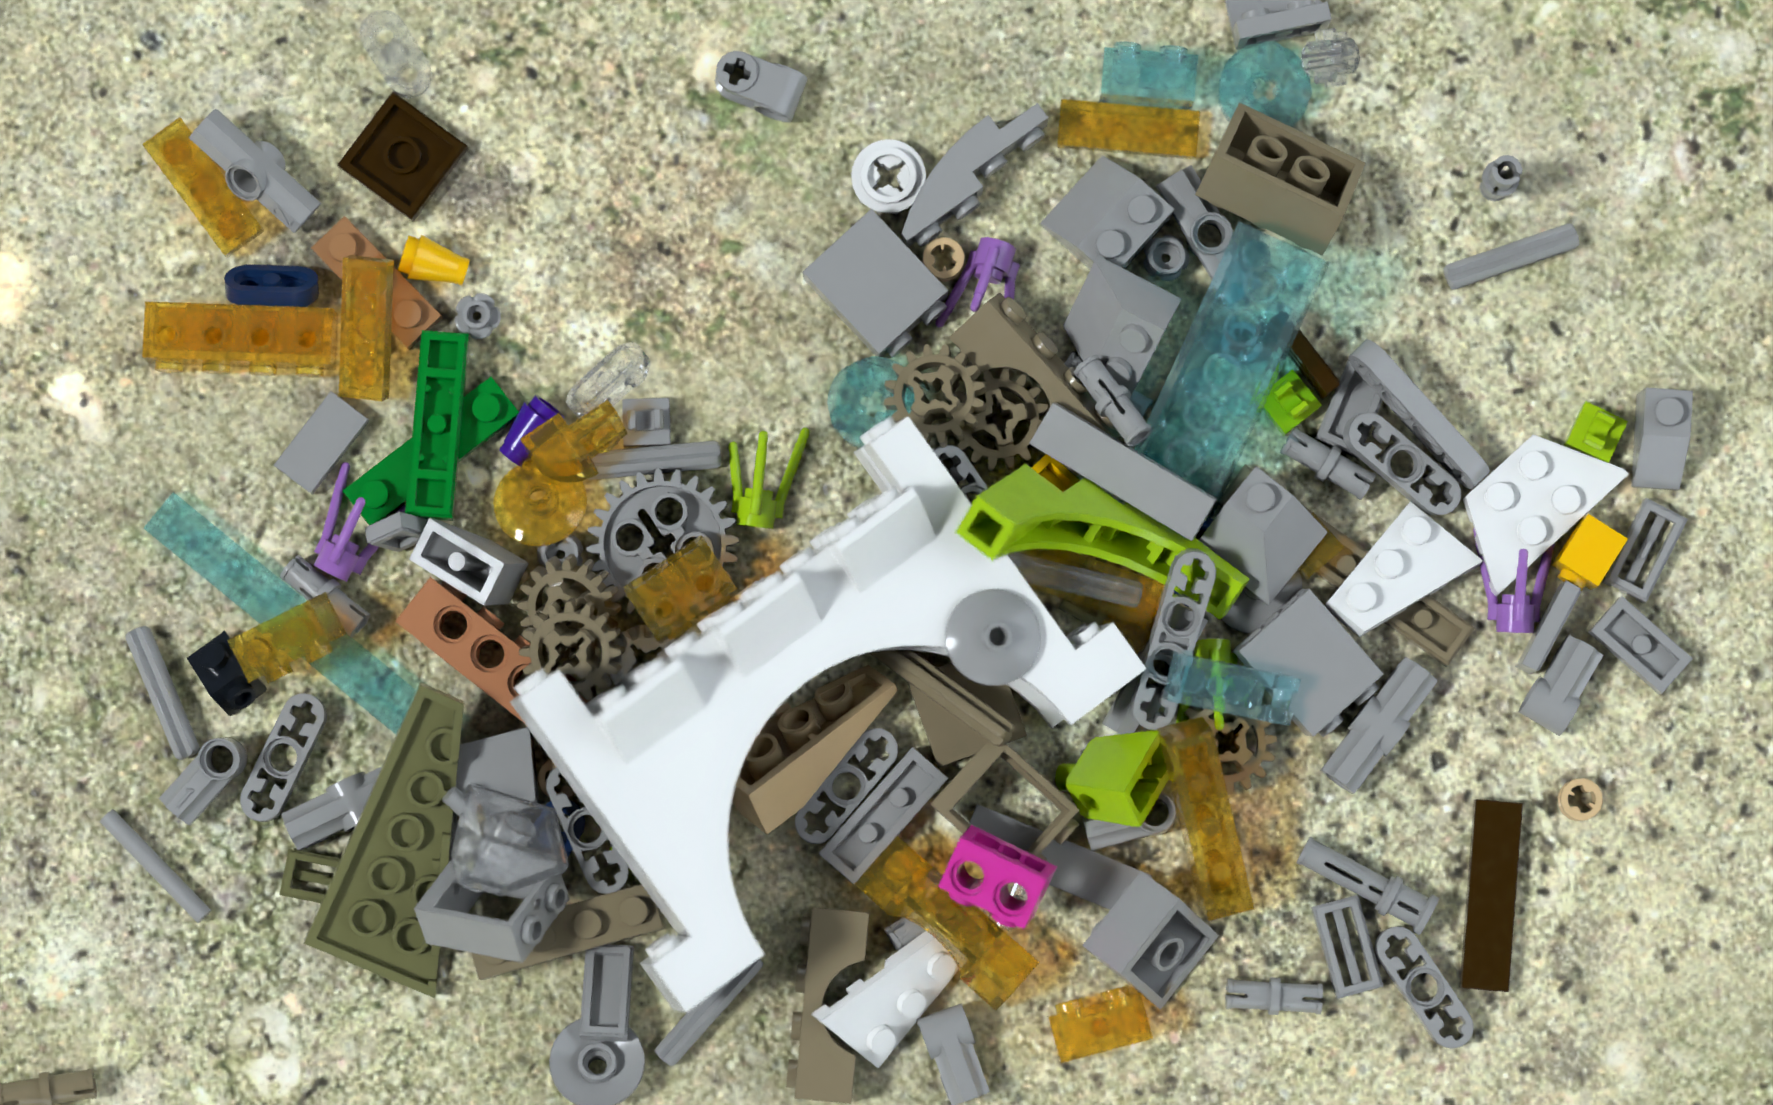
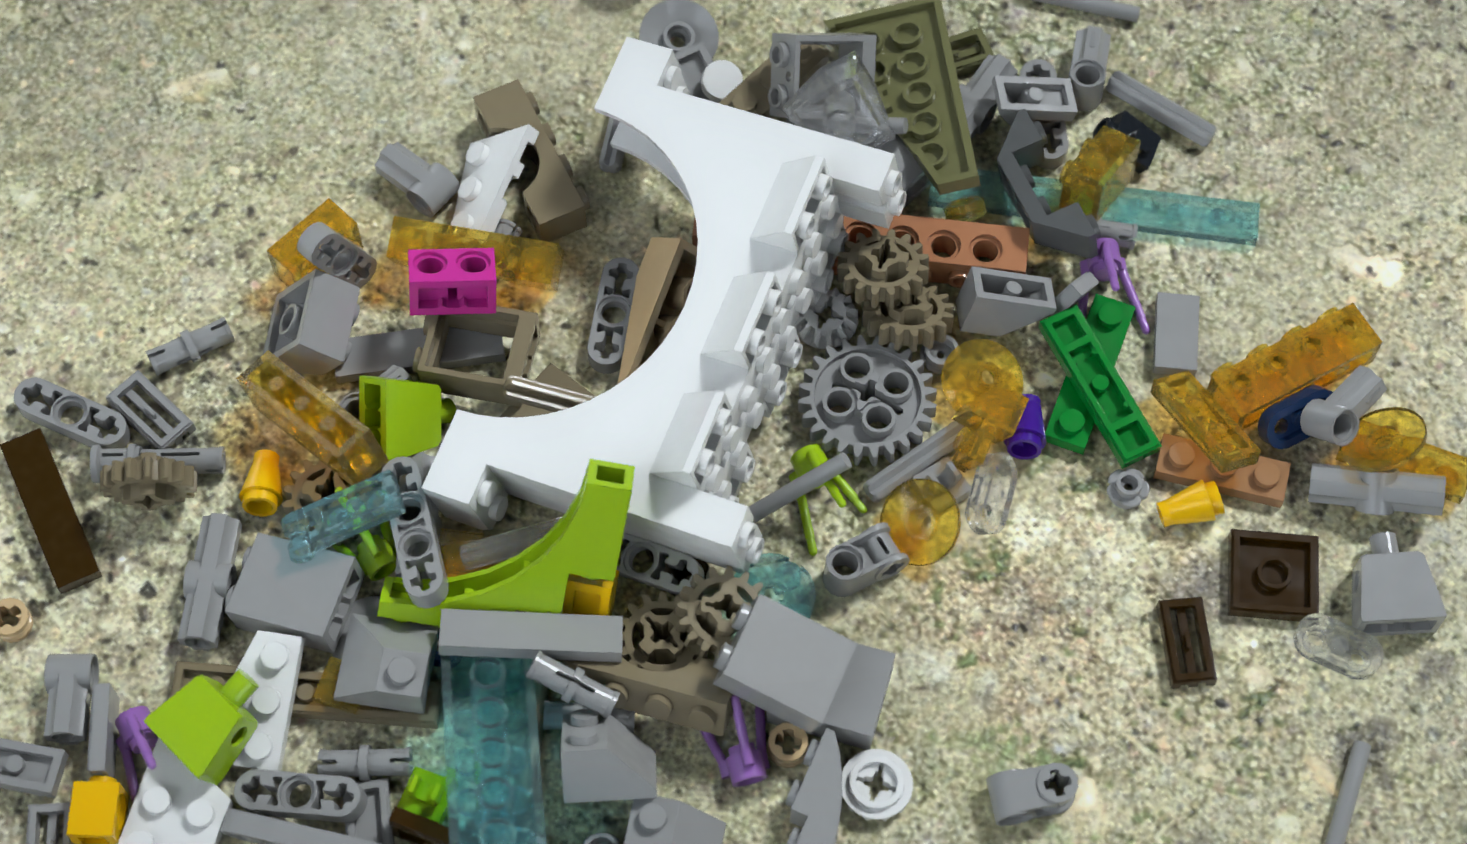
camera: 150 degrees right, 20 degrees down
(224, 221) = (1385, 440): none -> clear yellow dish
(244, 255) = (1339, 415): none -> light grey piece
(292, 759) = (1041, 97): none -> light grey slope
(310, 72) = (1394, 591): none -> light grey torso
(341, 714) = (1061, 230): none -> dark grey slope
(443, 679) = (965, 209): none -> clear yellow tile
(509, 178) = (1191, 677): none -> dark brown tile
(588, 975) = (720, 79): none -> white tile
(680, 589) = (831, 359): clear yellow brick -> none
(709, 390) = (905, 514): none -> clear yellow dish
(765, 387) = (870, 556): none -> light grey piece
(795, 483) = (800, 486): none -> light grey bar
(883, 815) = (571, 307): light grey plate -> none
(915, 304) = (783, 662): none -> light grey brick
(969, 637) = (566, 444): light grey dish -> none
(1089, 985) = (336, 255): none -> light grey beam
(1279, 800) = (262, 486): none -> yellow cone
(1389, 849) = (148, 481): none -> dark tan gear
(1455, 567) = (207, 724): none -> lime torso

